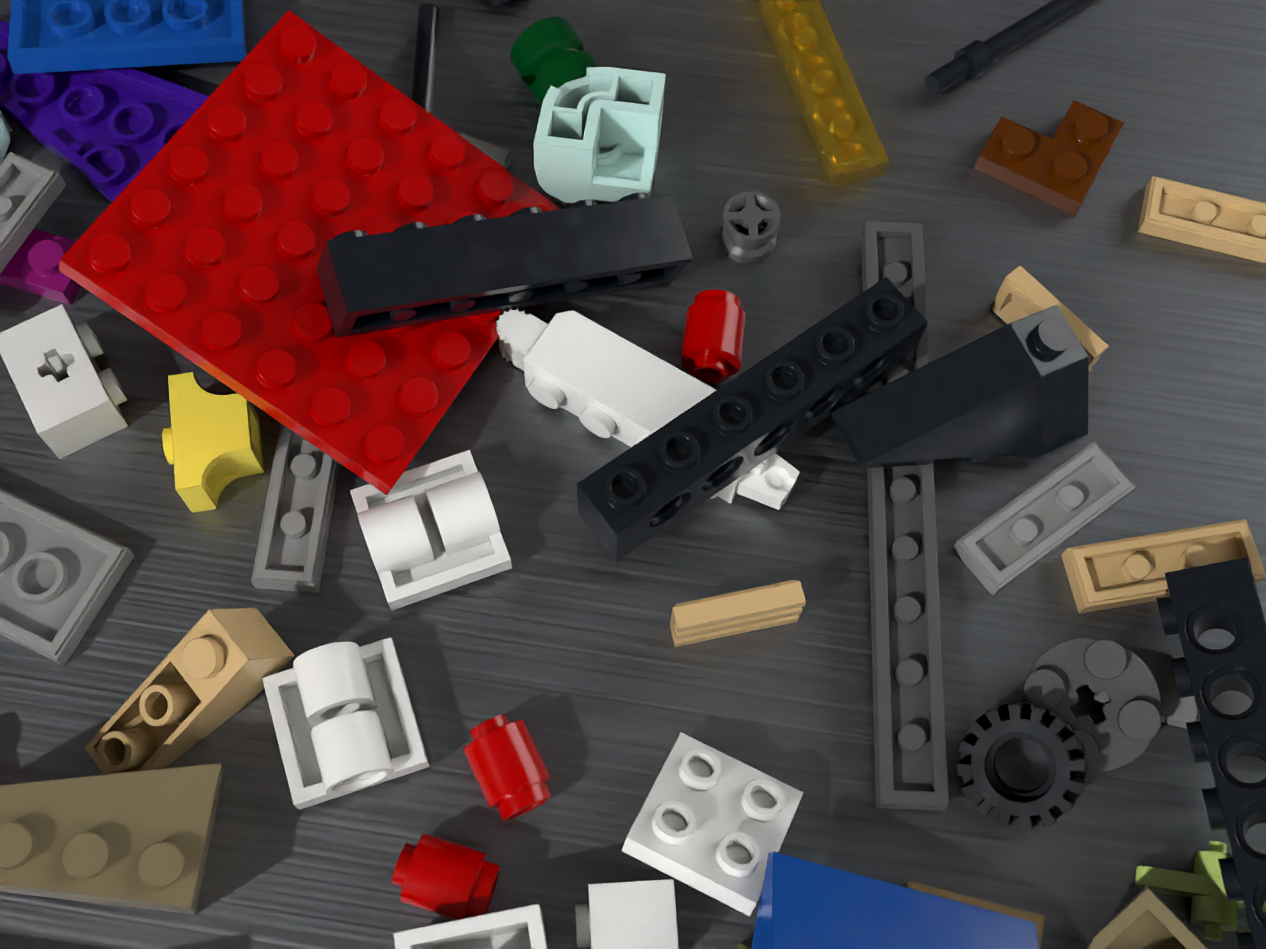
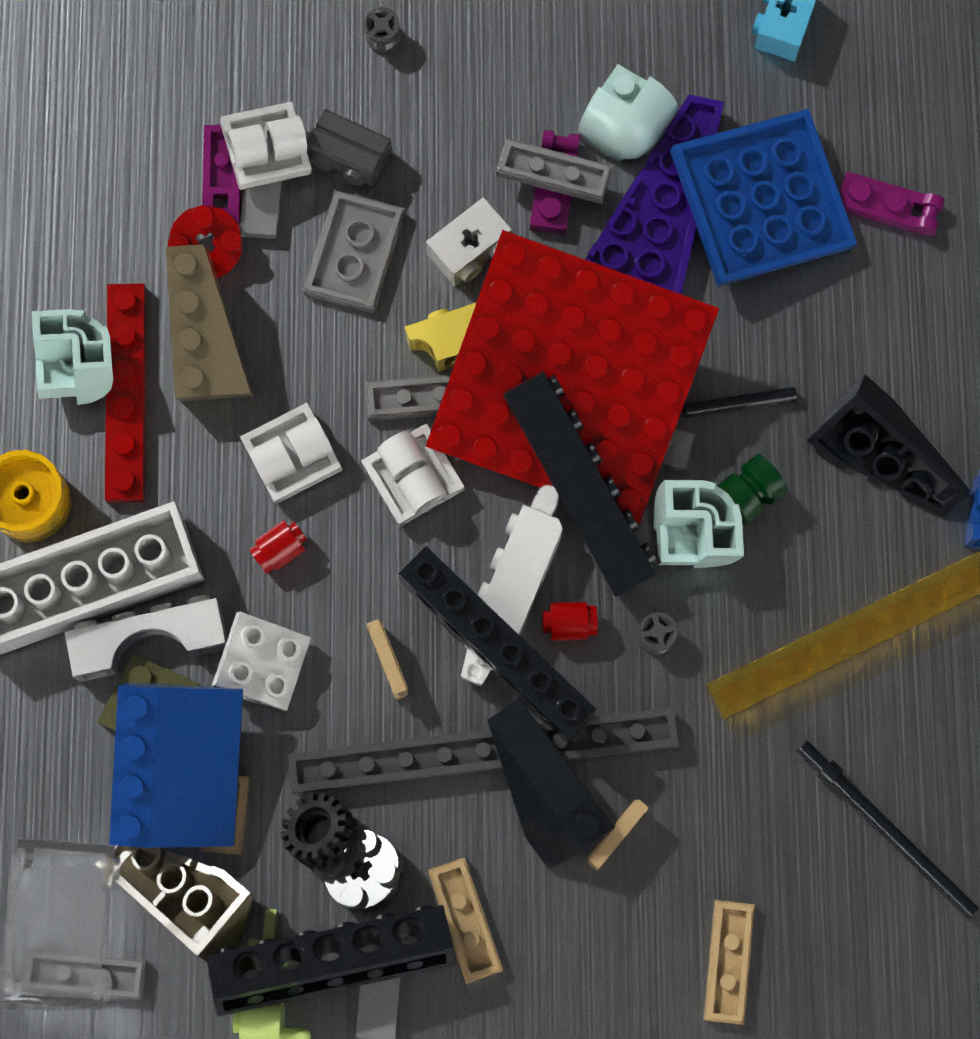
camera: 85 degrees right, 10 degrees up
(191, 691) = (293, 367): tan slope -> none
(445, 878) = (213, 525): red brick -> none
(1043, 518) = (485, 844): light grey tile -> none
(1048, 168) = (750, 837): reddish brown plate -> none

